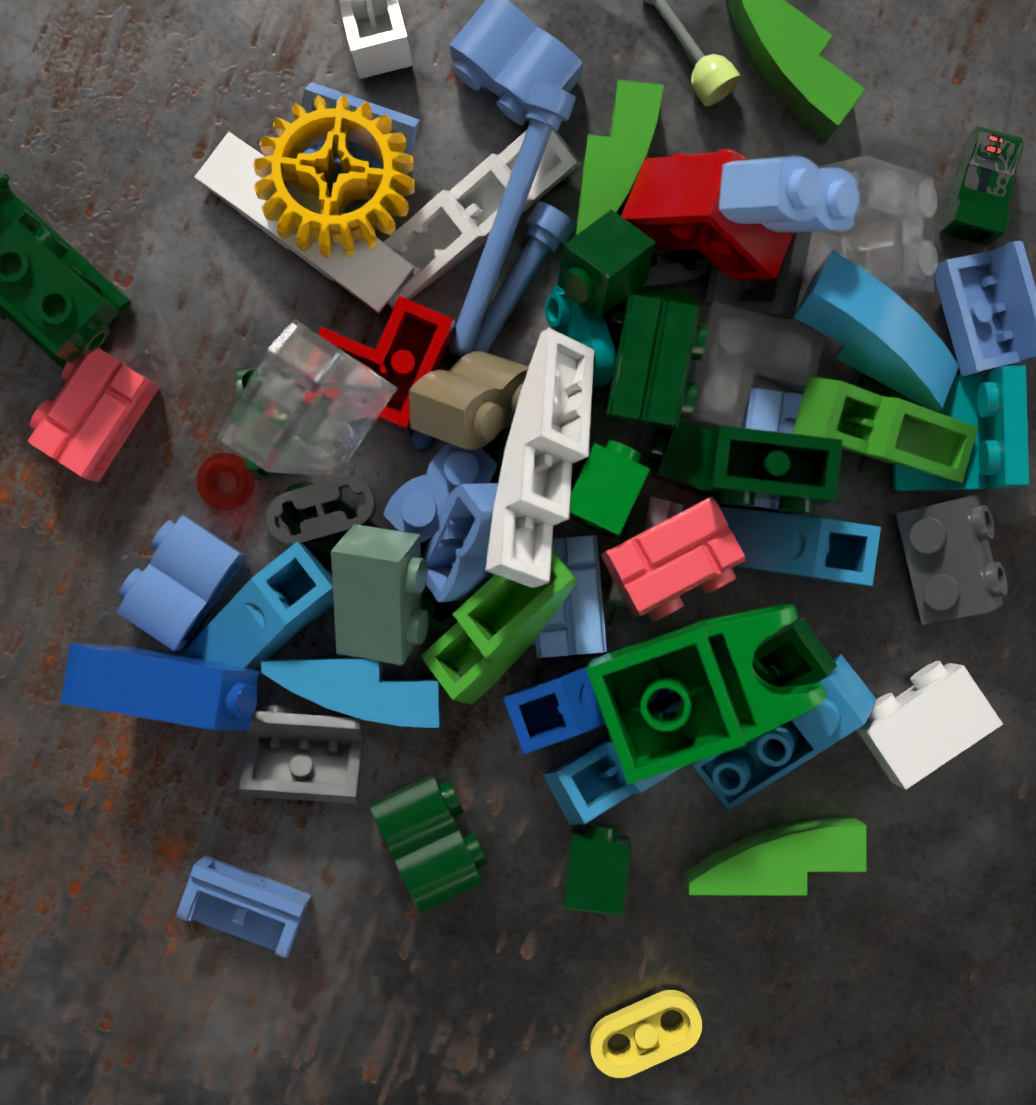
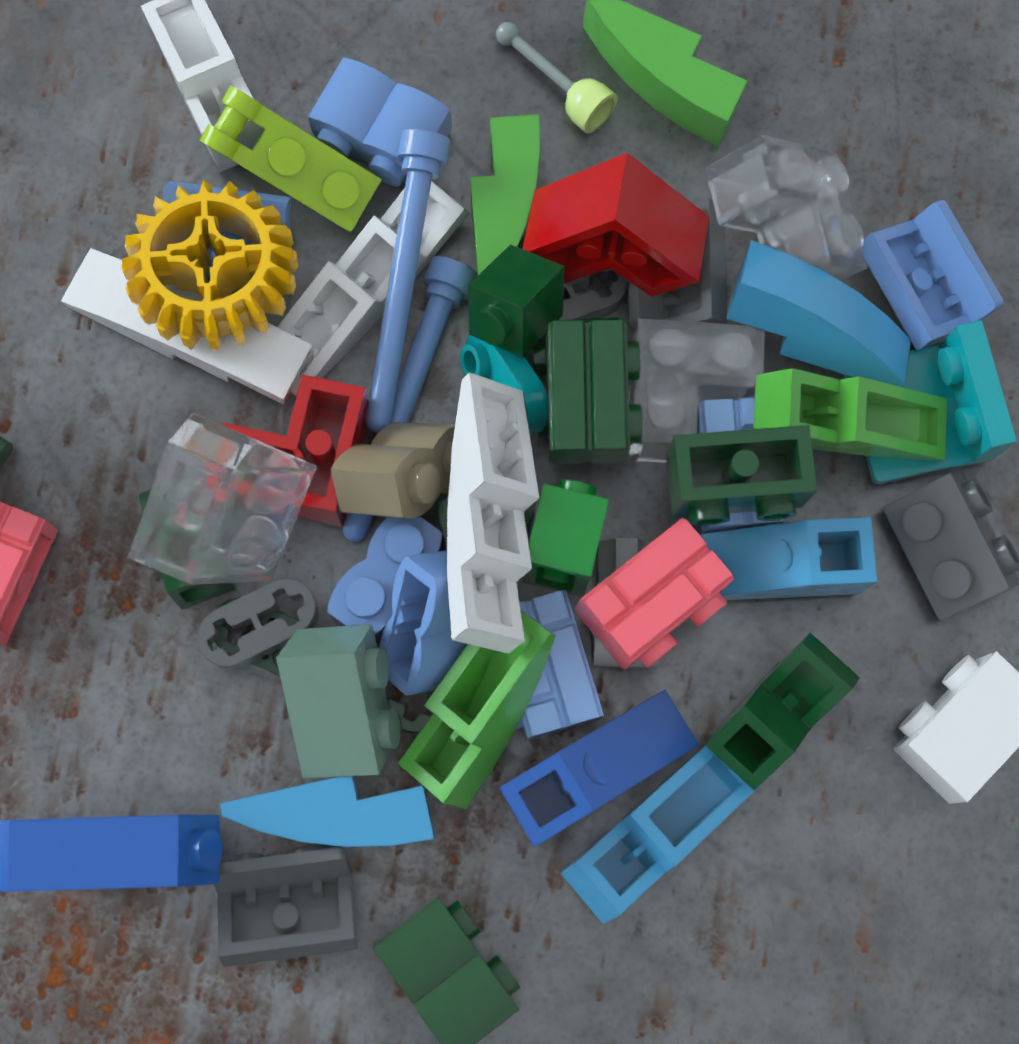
camera: 15 degrees left, 10 degrees down
(179, 583) = (114, 736): medium blue brick -> none
(208, 481) = (133, 603): clear red plate -> none
(268, 611) = (218, 746): dark azure slope -> none
(427, 85) = (292, 160): none -> lime plate
(596, 869) = (644, 968): dark green brick -> none
(682, 457) = (641, 491): dark green brick -> none
(719, 692) = (741, 731): green brick -> none
(770, 756) = (821, 772): dark azure slope -> none
(779, 859) = (849, 913): bright green slope -> none
(788, 195) = (693, 187): light blue brick -> none
(983, 187) = (890, 159): dark green leg -> none

